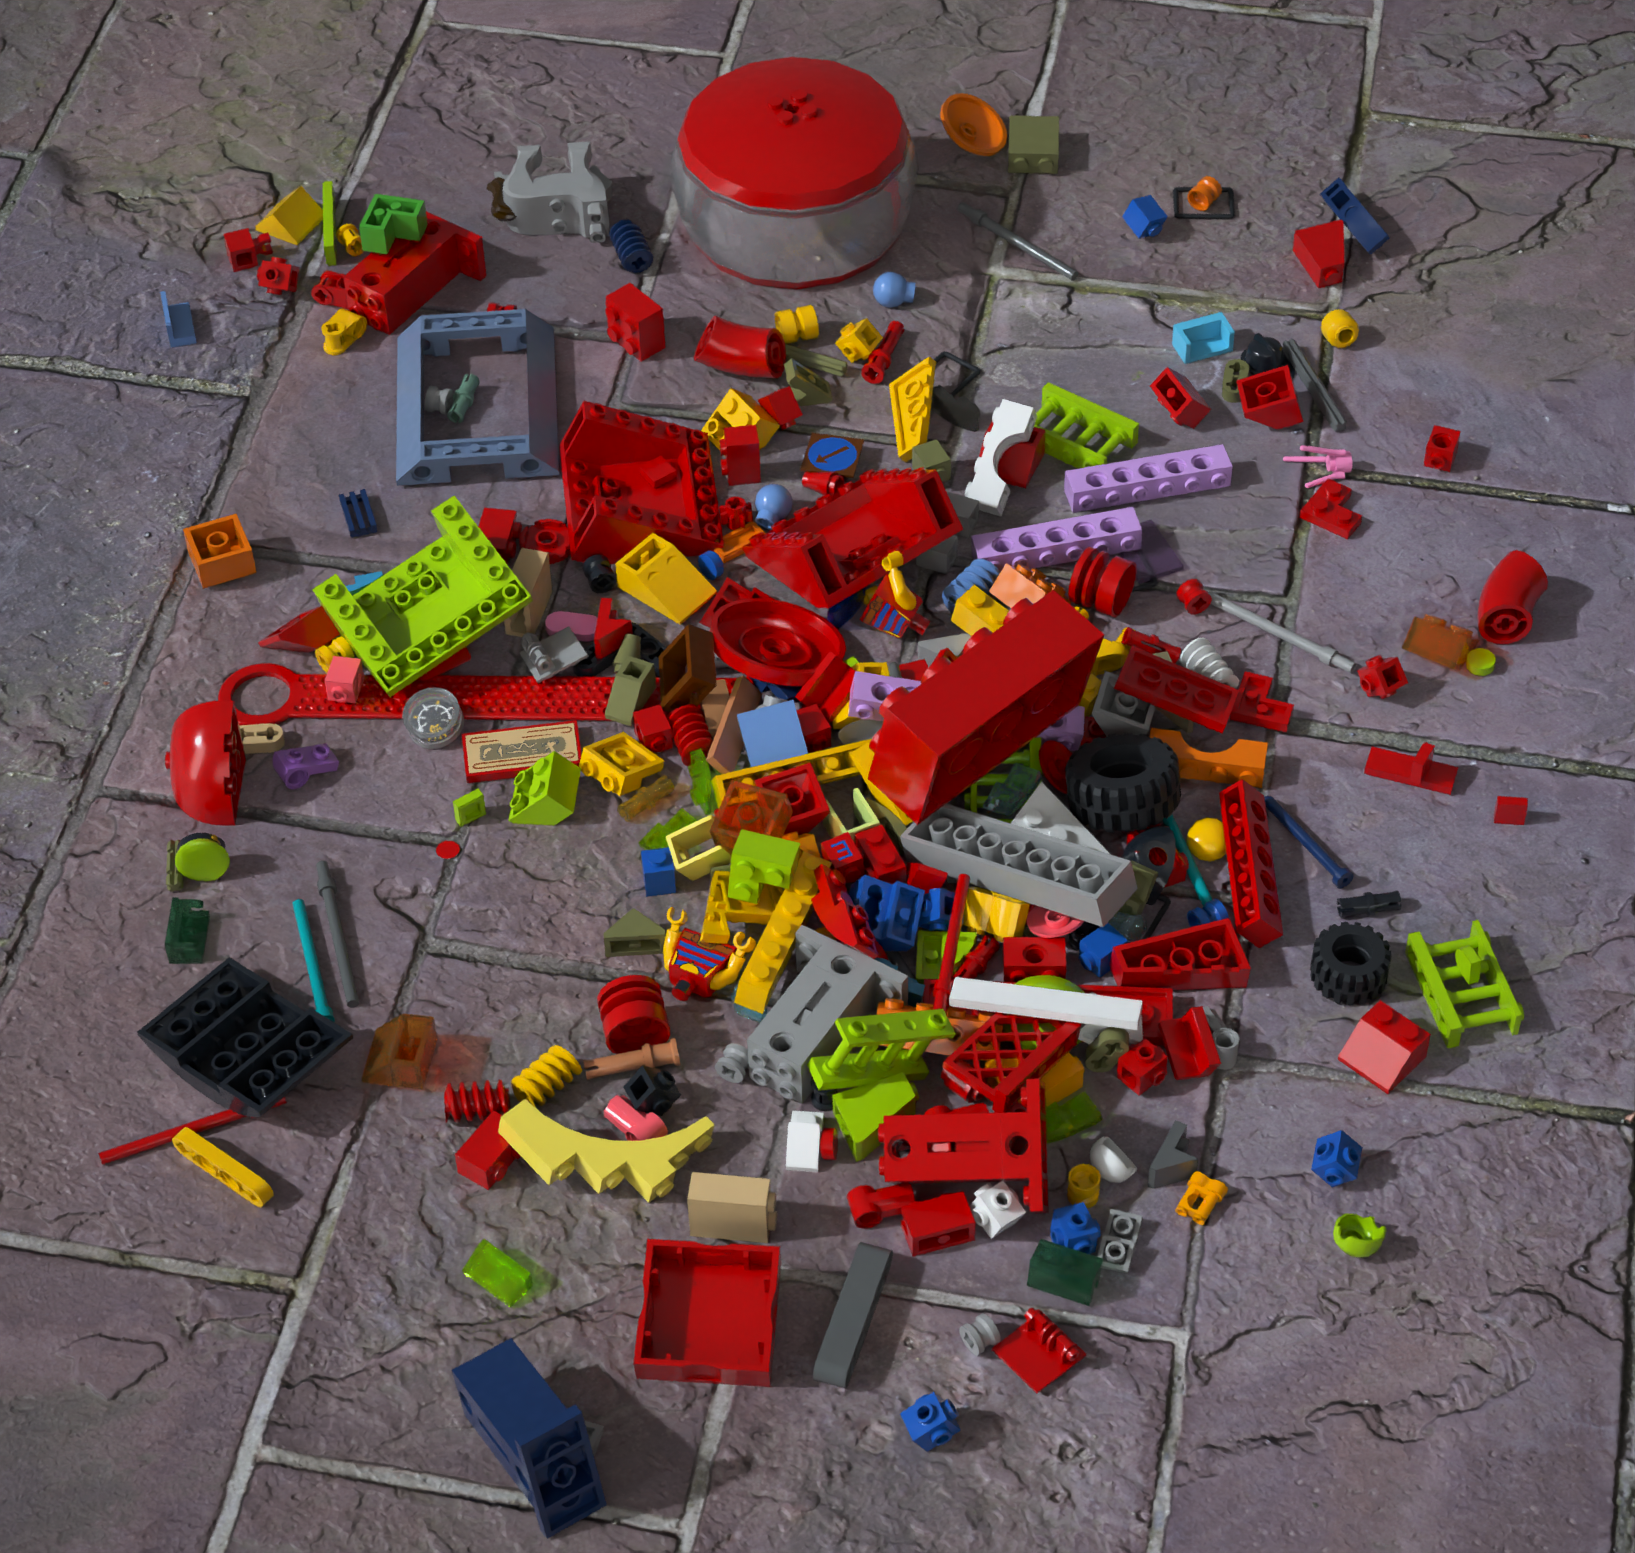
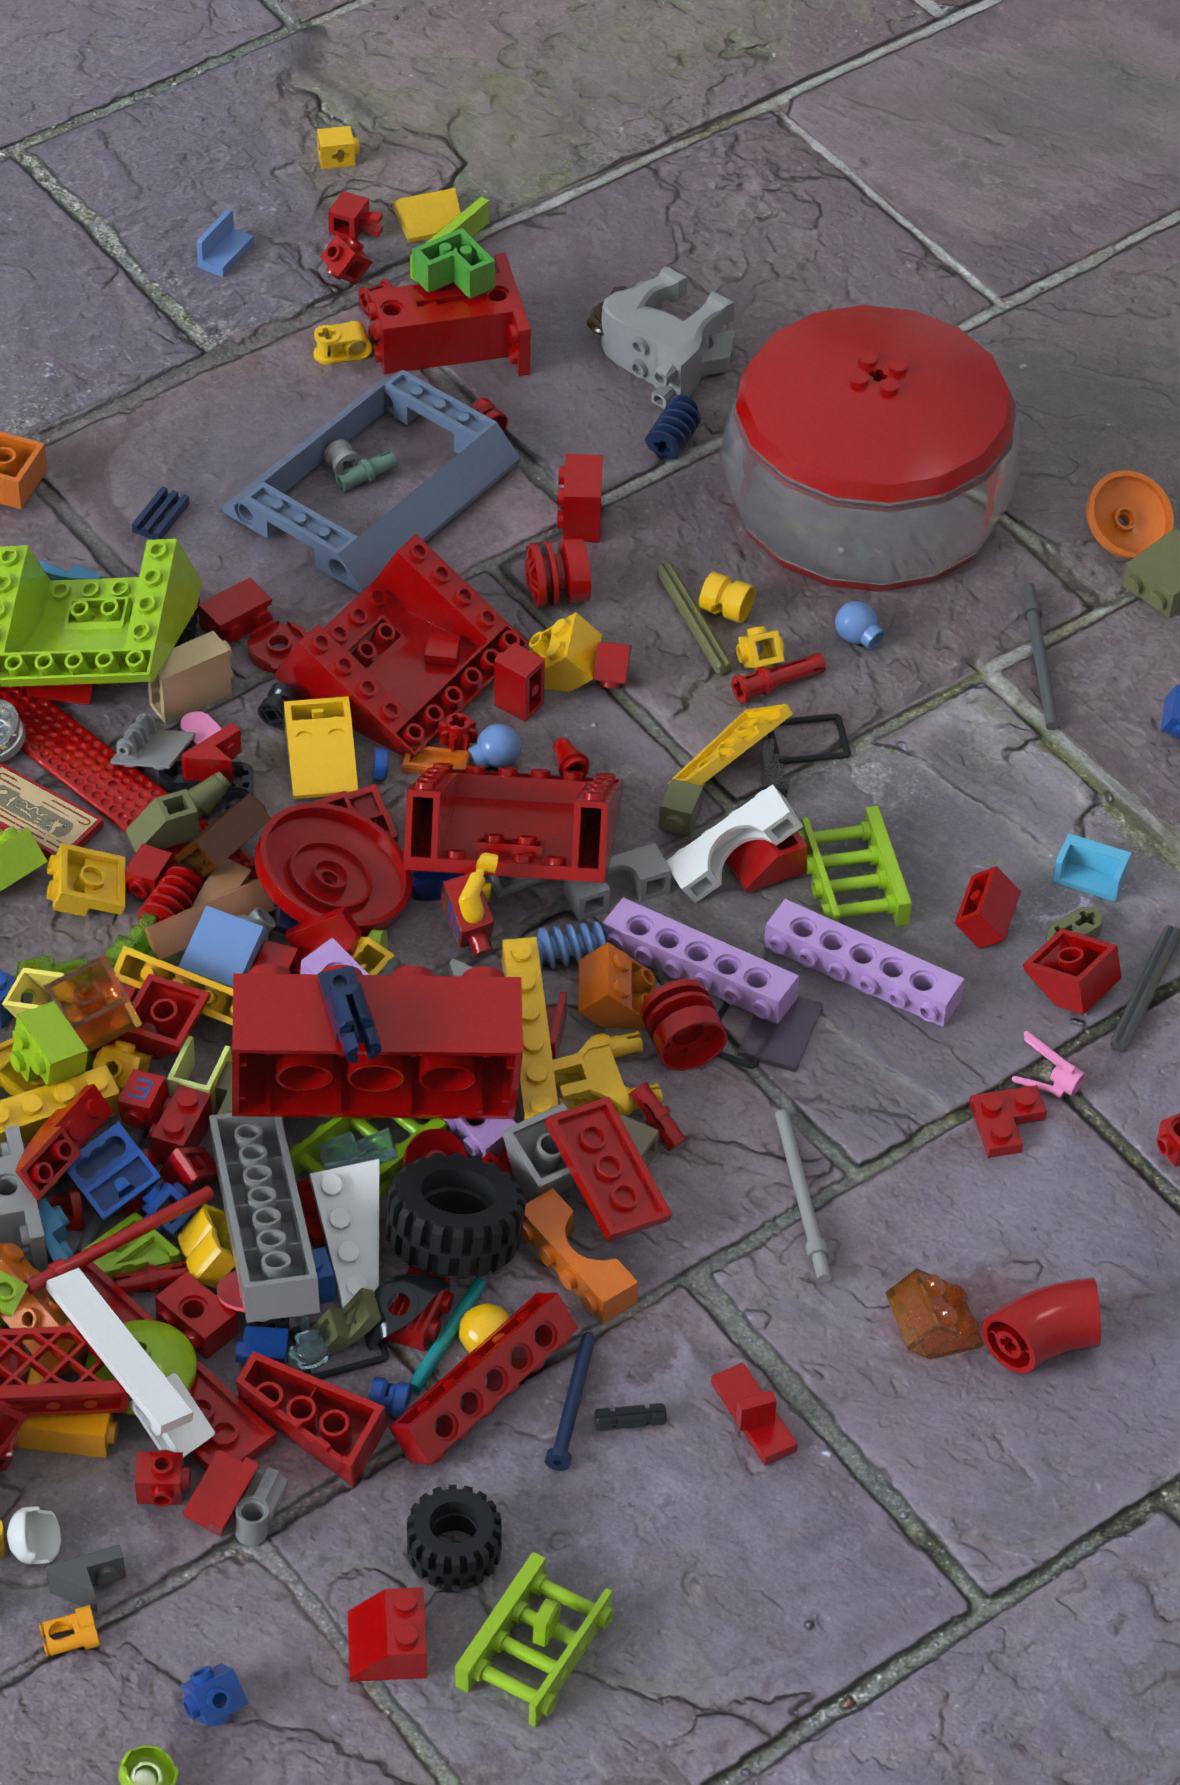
camera: 40 degrees right, 0 degrees up
(173, 212) = (337, 147): none -> yellow brick
(645, 798) = (73, 928): clear yellow pin -> none
(679, 374) = (551, 572): none -> red wheel
(742, 349) = (644, 587): red brick -> none
(807, 385) = (668, 659): olive slope -> none
(832, 454) = (608, 740): piece -> none
(990, 679) = (349, 1012): none -> dark blue plate
(1071, 1117) = (47, 1472): clear neon green slope -> none
(1106, 1049) = (144, 1437): olive beam -> none
(1194, 596) = (761, 1101): red wheel -> none
(1204, 659) = (684, 1174): white piece -> none
(1255, 707) = (685, 1244): red plate -> none
(1264, 355) = (1134, 932): black piece -> none
(1349, 824) = (630, 1416): none -> black axle
(1369, 904) = (550, 1501): black pin -> none
(1382, 676) = (825, 1317): red brick -> none
(1480, 662) = (955, 1365): lime tile -> none
(1510, 810) = (789, 1520): red tile -> none

